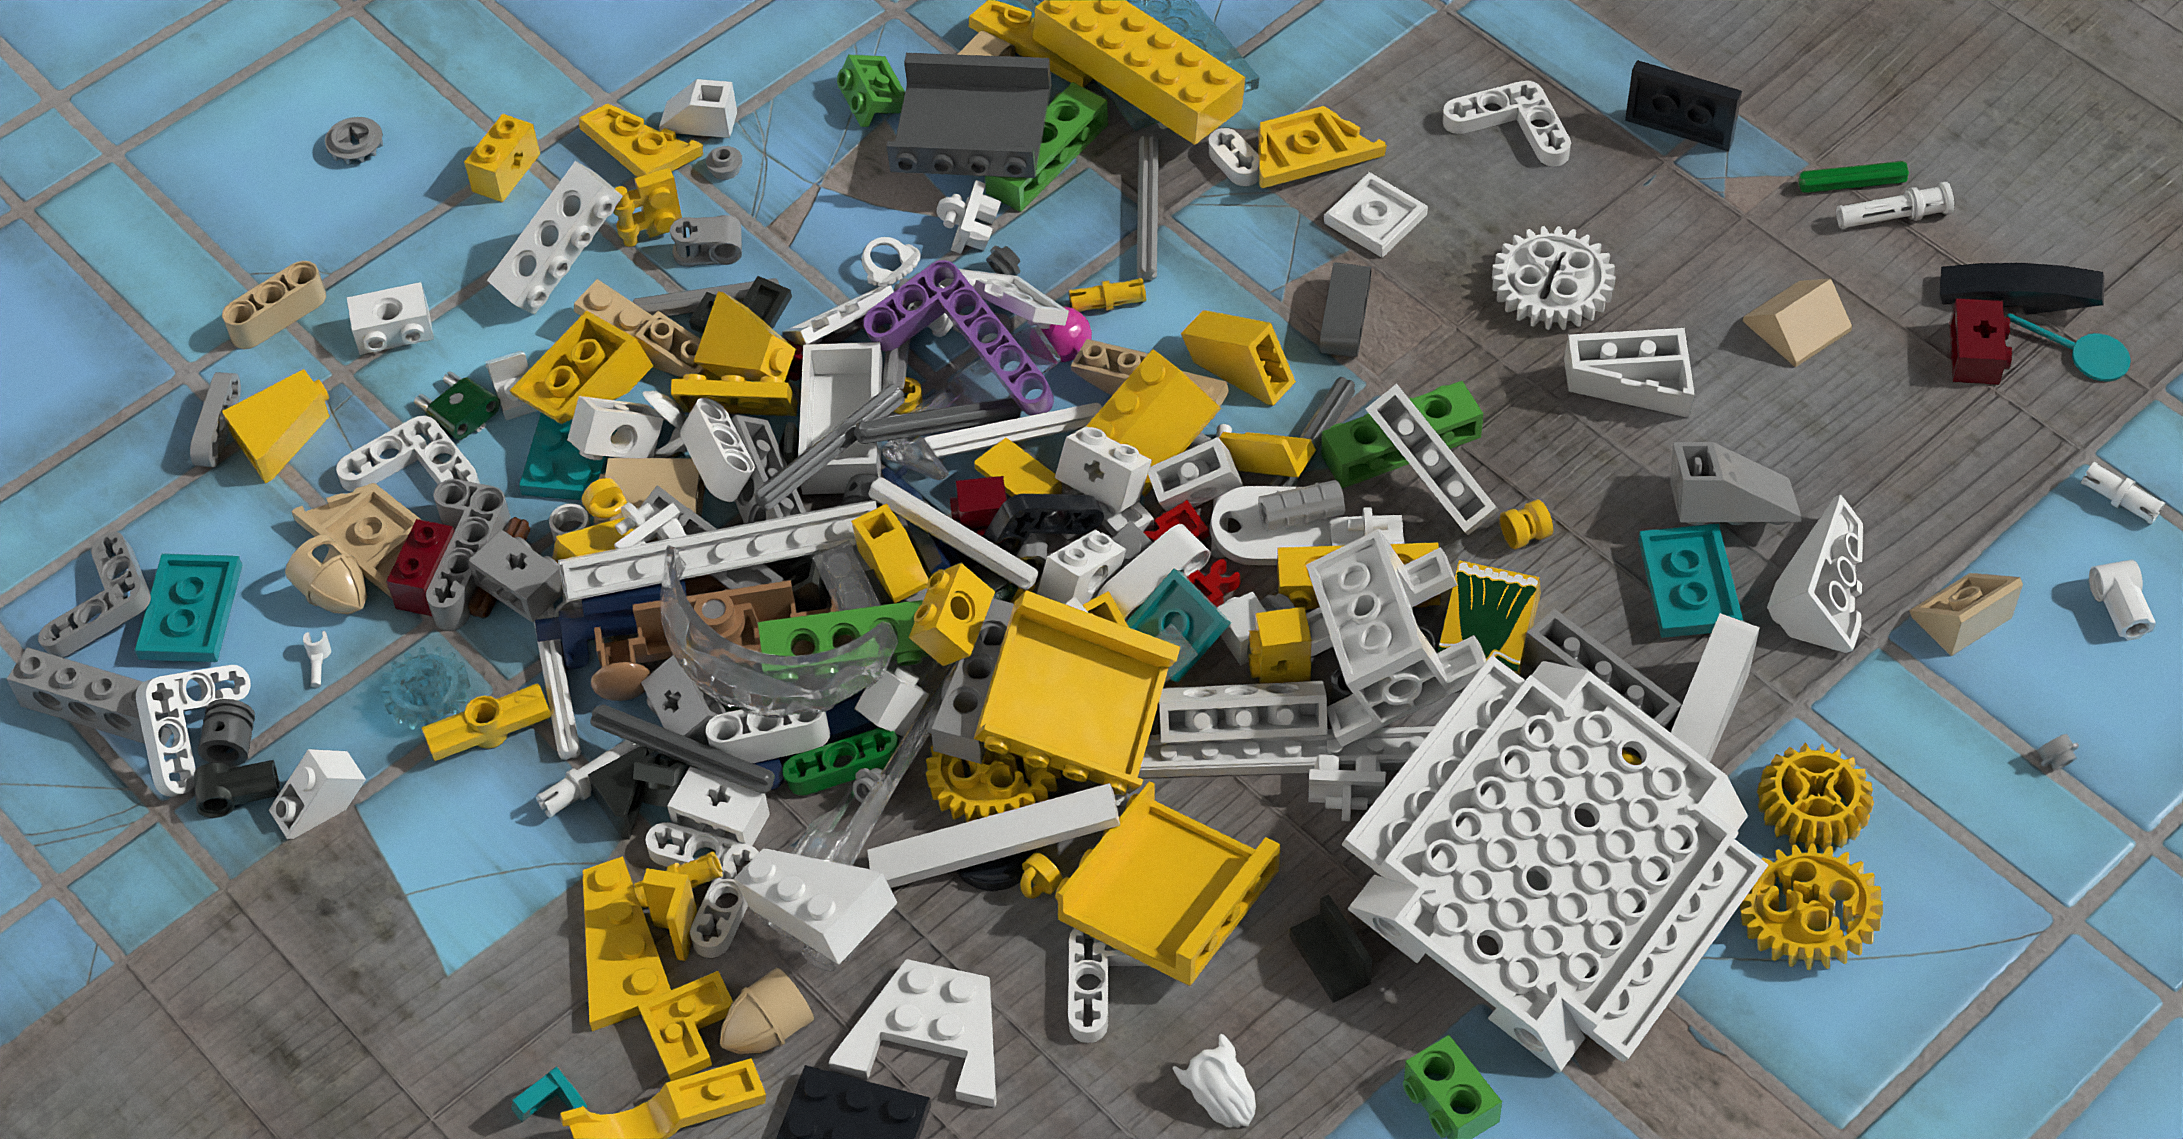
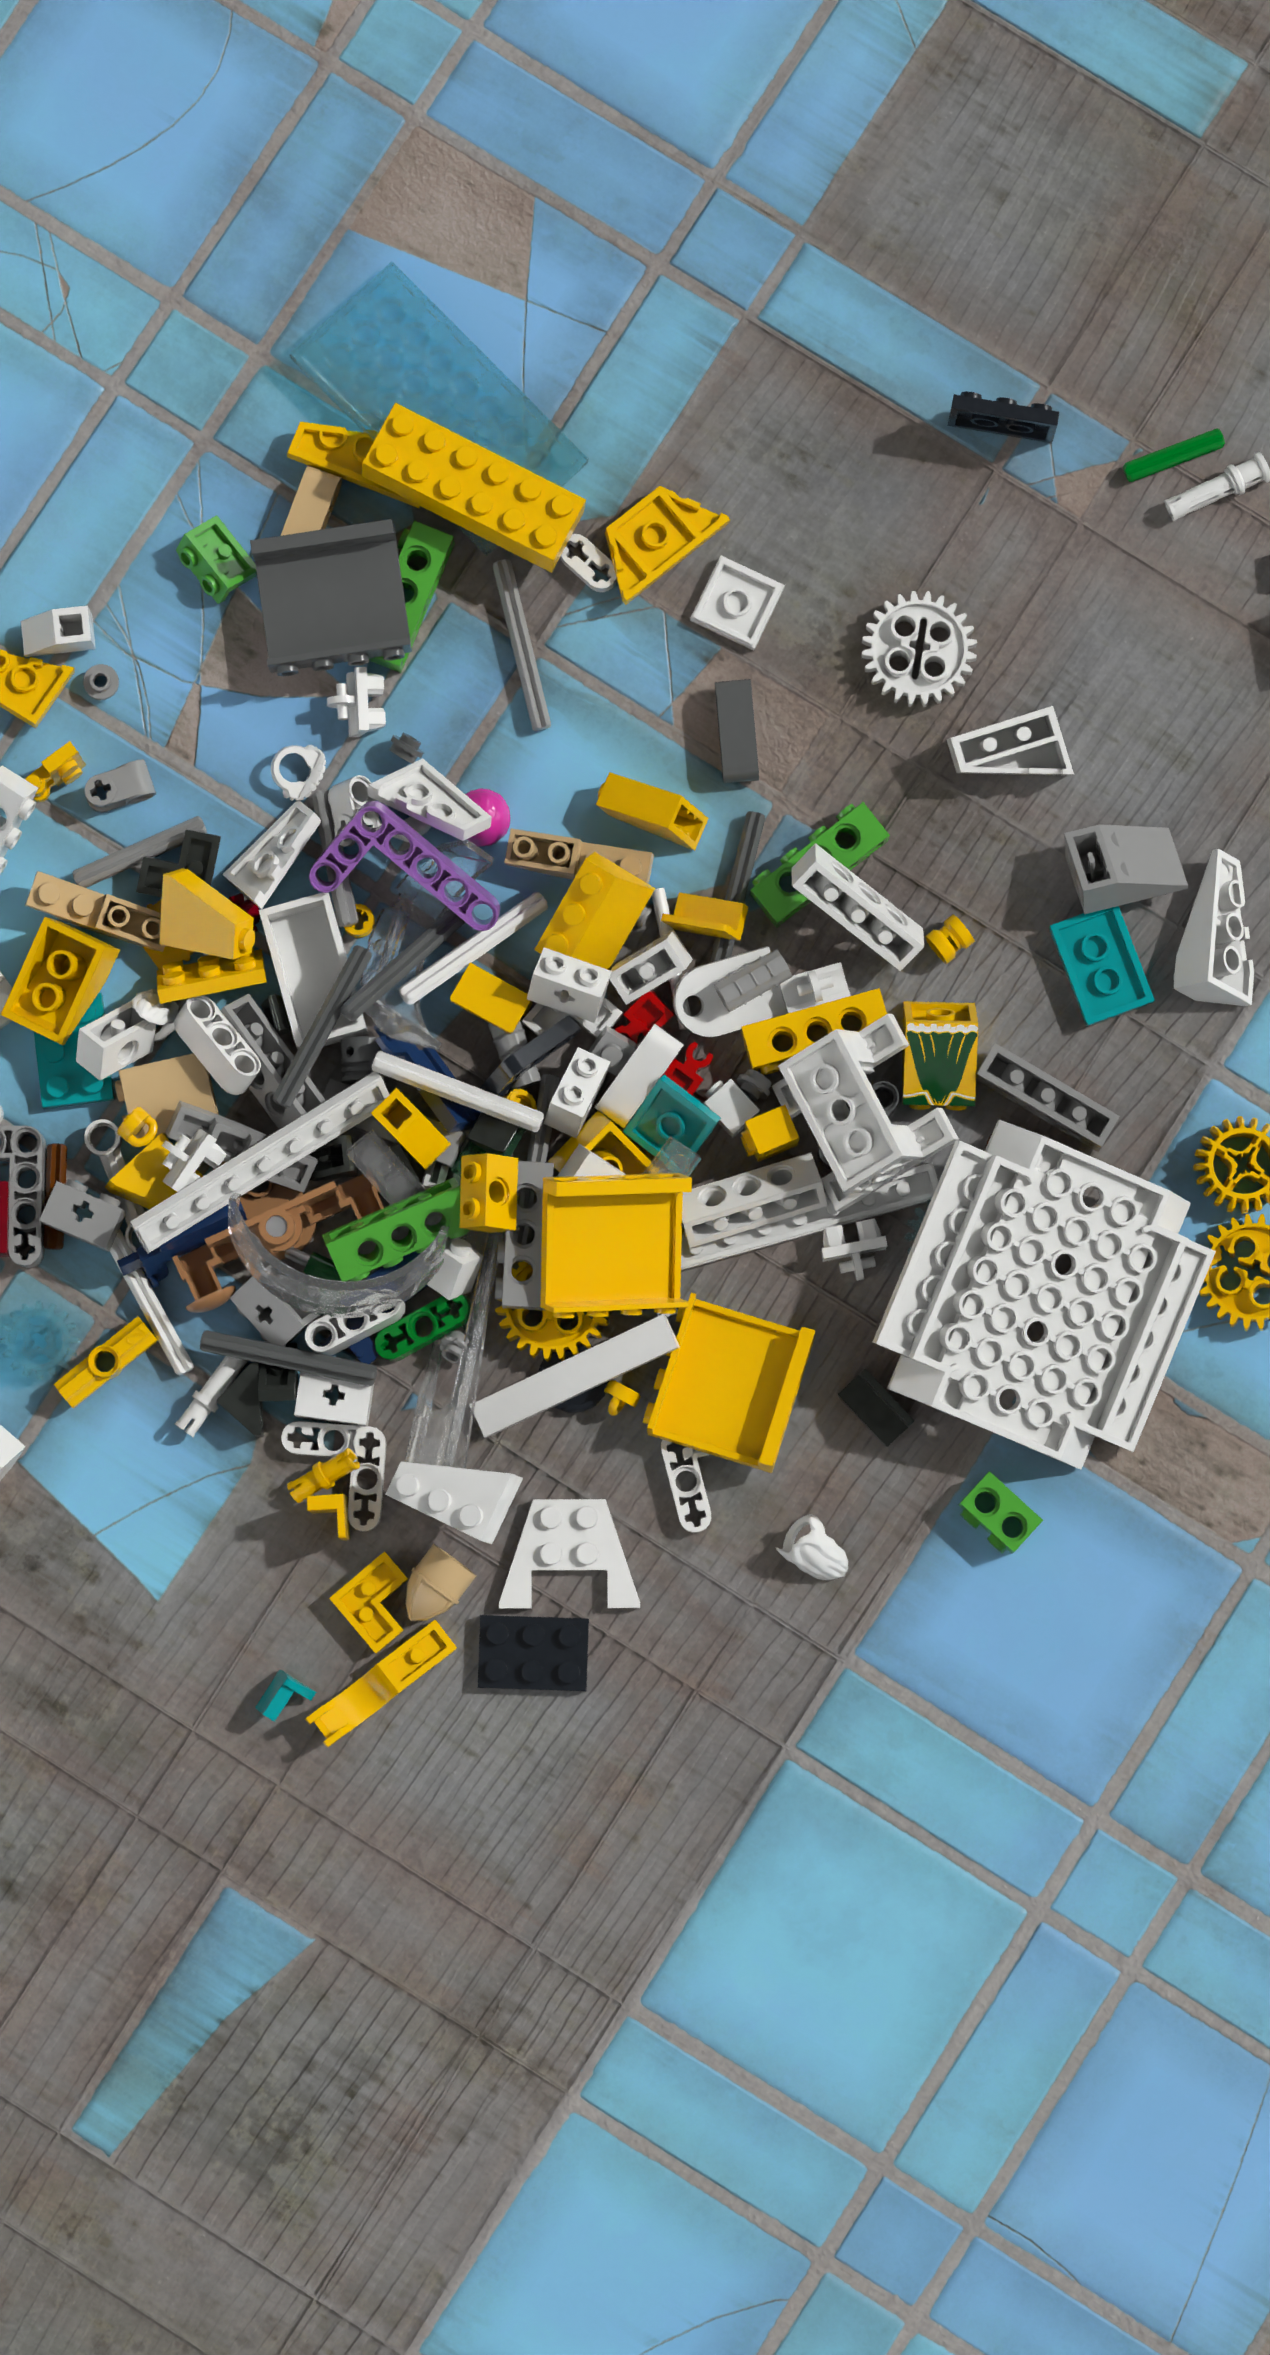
camera: 15 degrees left, 30 degrees up
(619, 947) = (296, 1549): yellow wing -> none
(977, 503) = (473, 1056): dark red brick -> none
(1107, 295) = (512, 762): yellow pin -> none
(1519, 102) = (852, 443): white beam -> none
(1716, 685) = (1140, 1098): white slope -> none
(1801, 320) = (1149, 642): tan slope -> none

